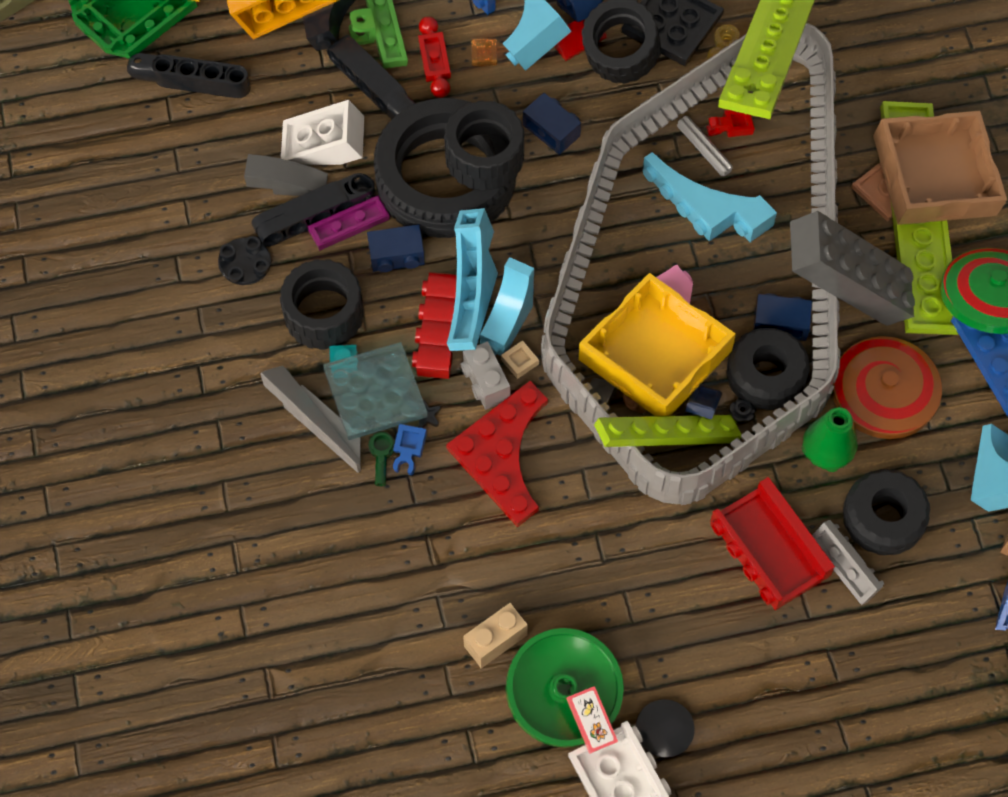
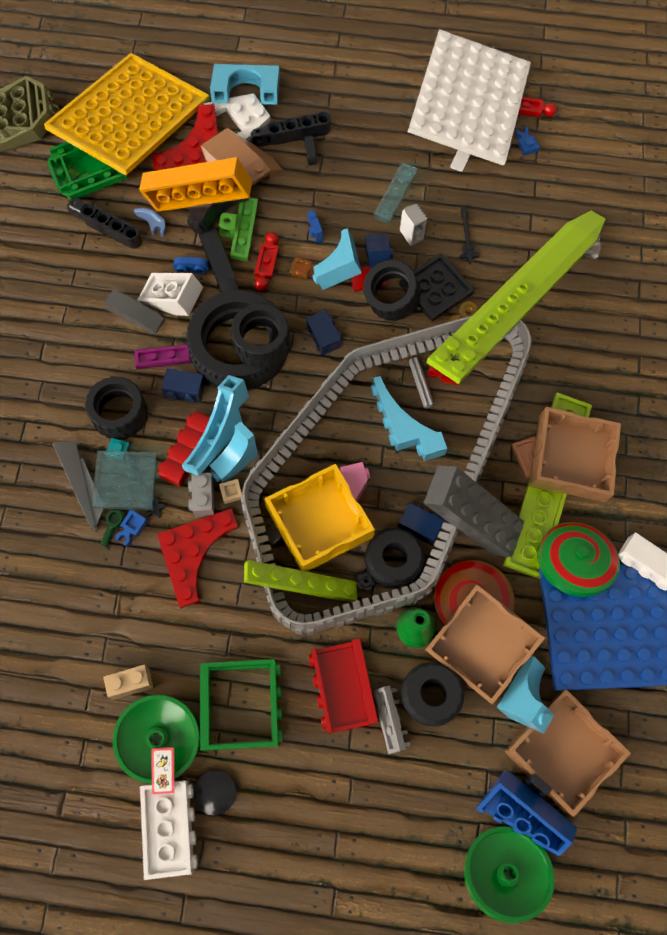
camera: 20 degrees right, 5 degrees up
(244, 261) = (84, 360): black dish -> none
(255, 51) = (153, 218): none -> medium blue piece
(297, 214) = (128, 340): black piece -> none
(335, 92) = (191, 265): none -> blue plate
(689, 583) = (205, 704): none -> green window
(704, 401) = (339, 567): dark blue tile -> none
(926, 426) = (485, 643): none -> medium nougat tile

